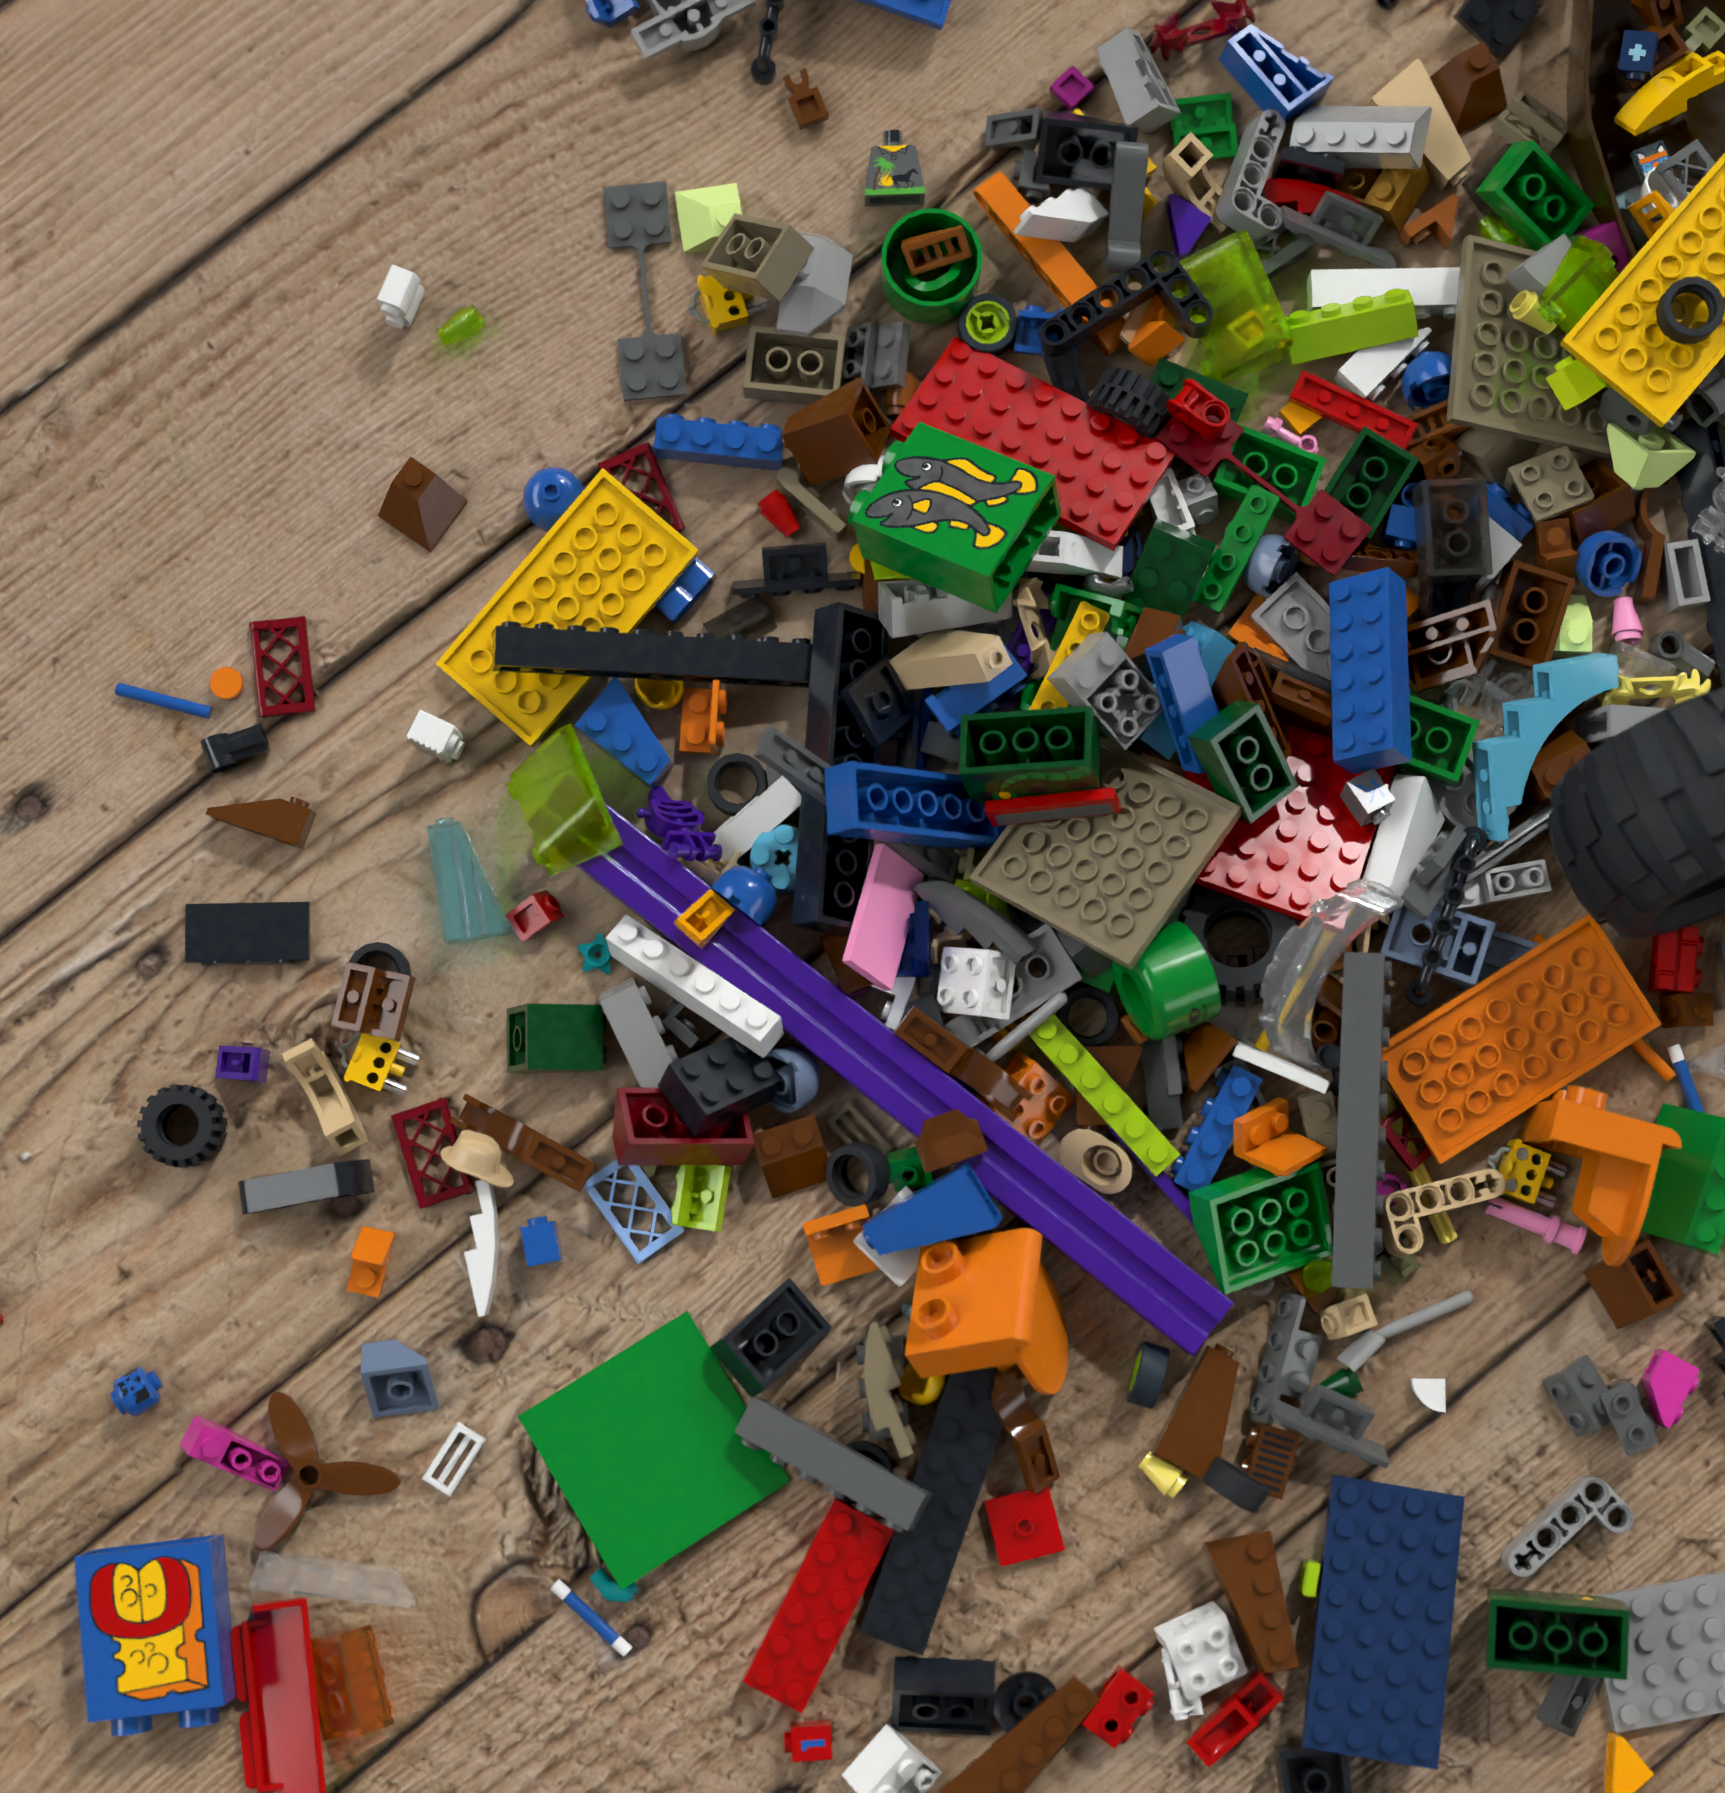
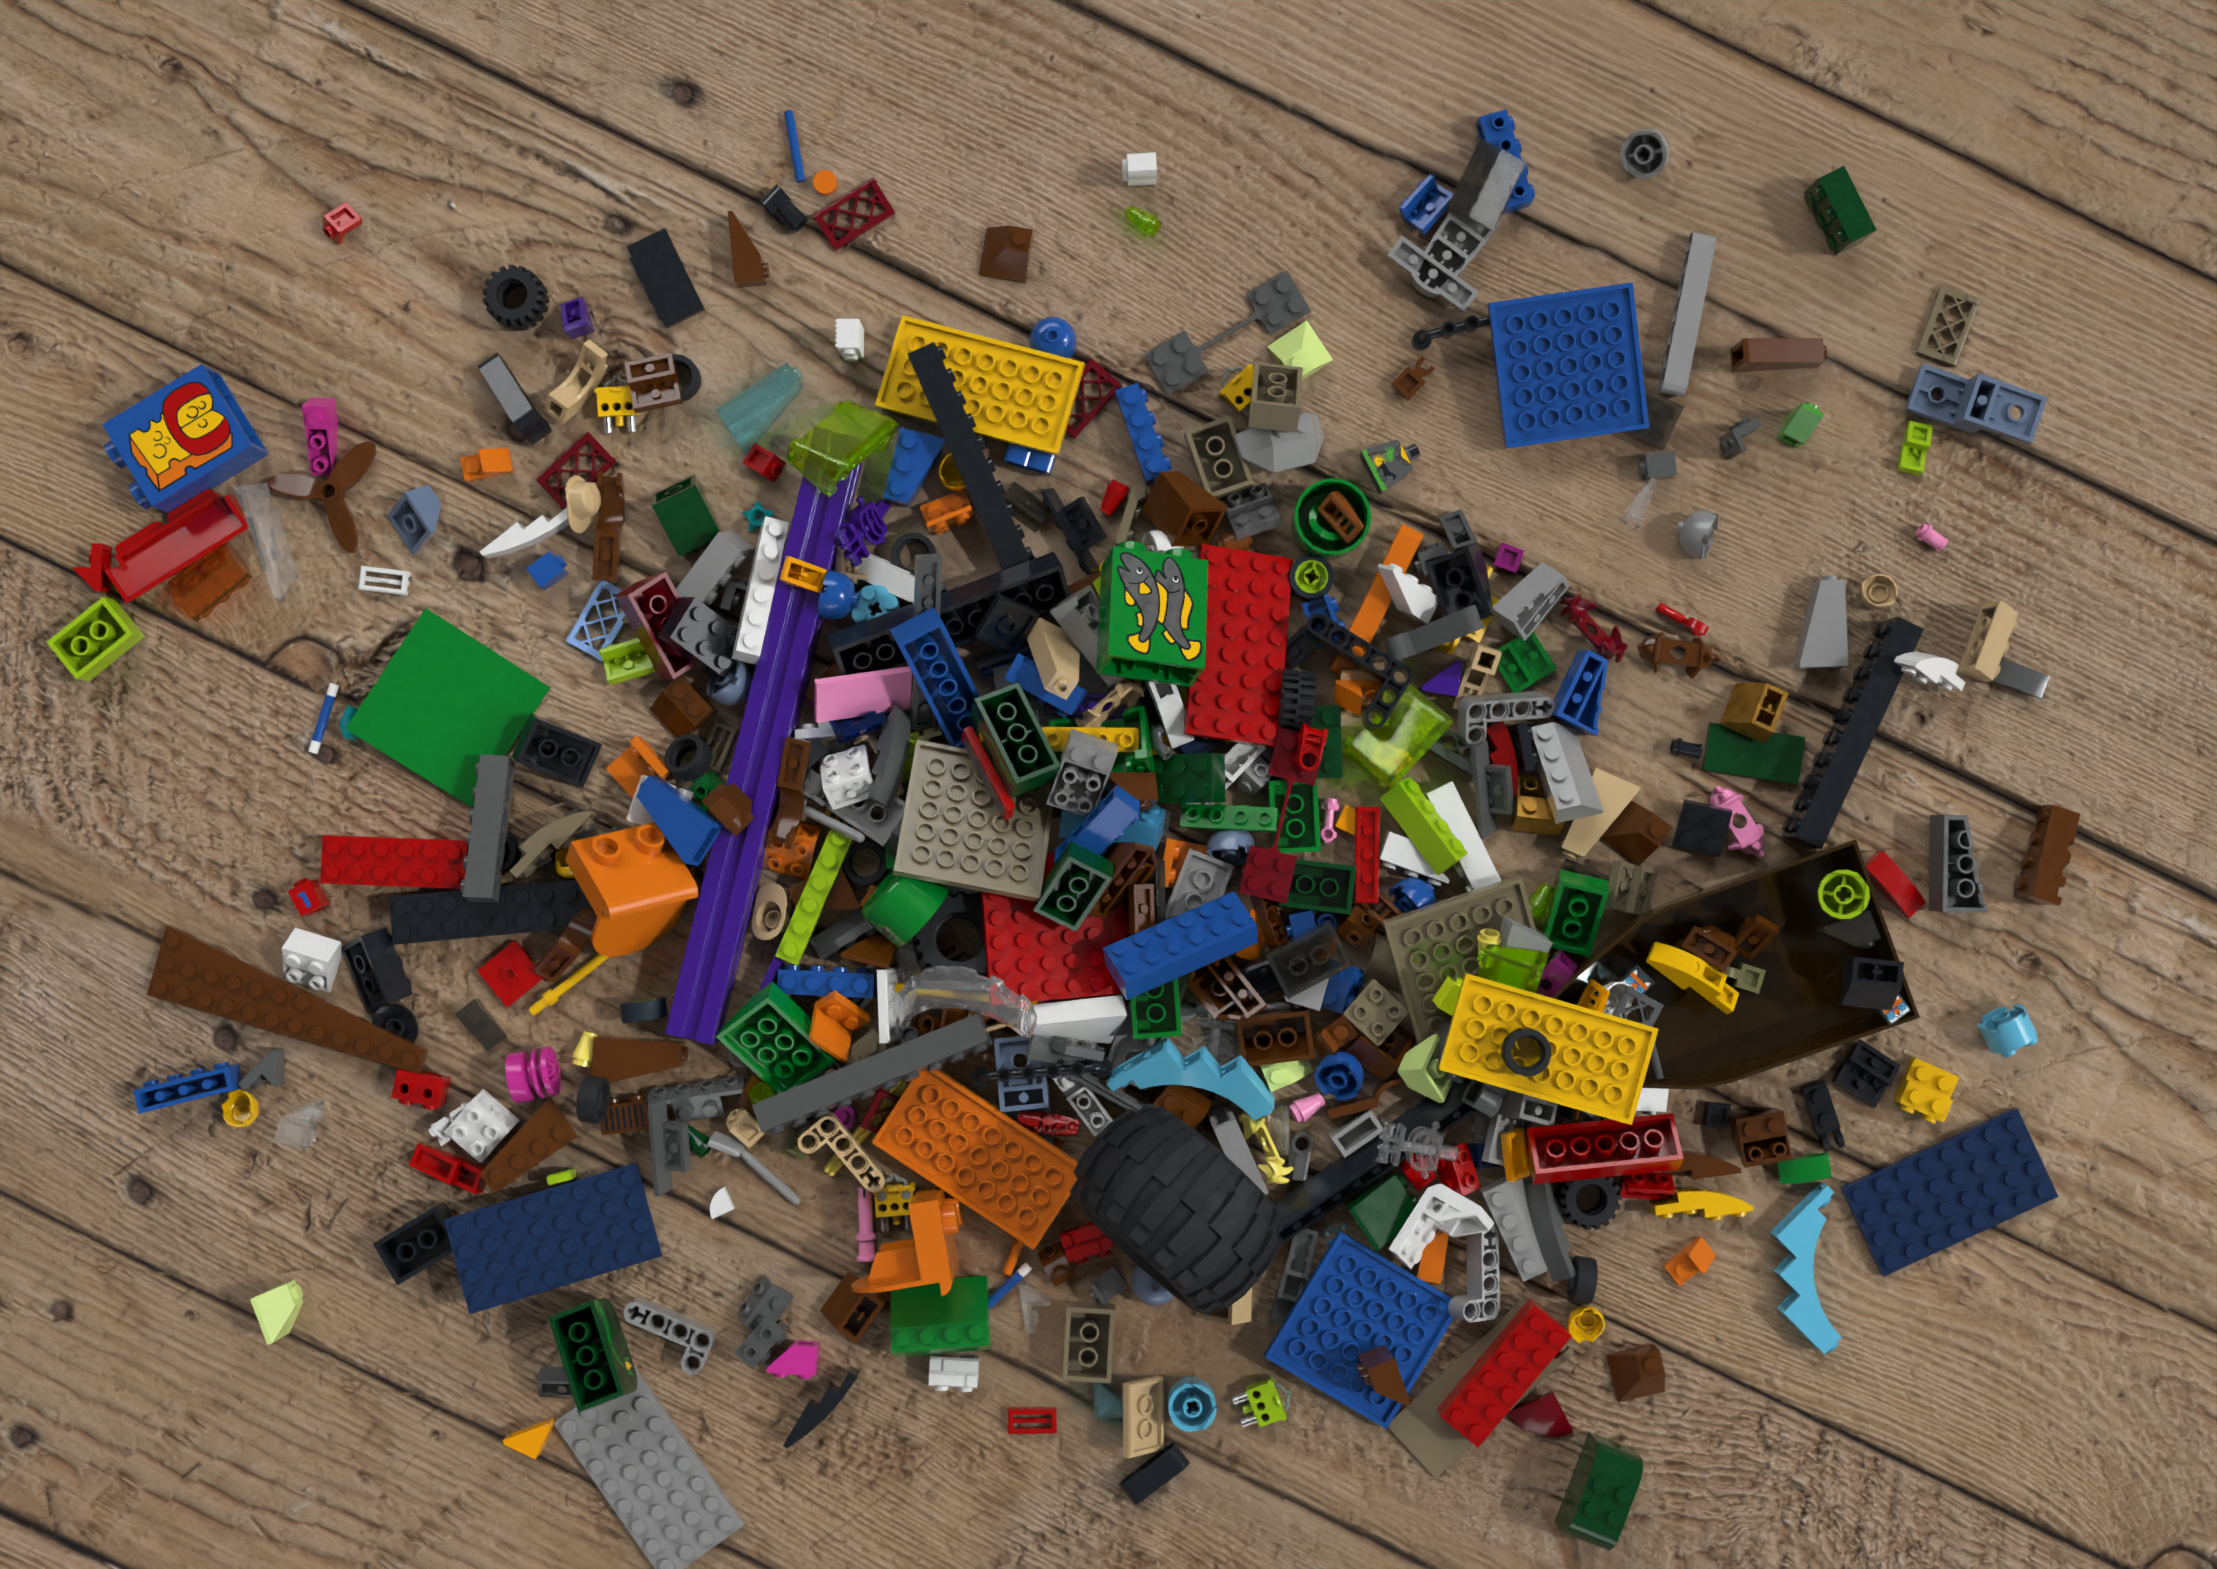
camera: 70 degrees right, 5 degrees up
(136, 1391) = (331, 352): blue head -> none
(1071, 1593) = (481, 1024): none -> clear smoke slope
(1076, 1487) = (551, 996): none -> yellow bar
(1166, 1551) = (533, 1074): none -> dark pink wheel
(1367, 798) = (1091, 983): dark grey brick -> none
(1435, 221) = (1532, 853): dark orange slope -> none
(1513, 935) = (1049, 1123): none -> red hinge
(1638, 55) = (1703, 938): dark blue brick -> none

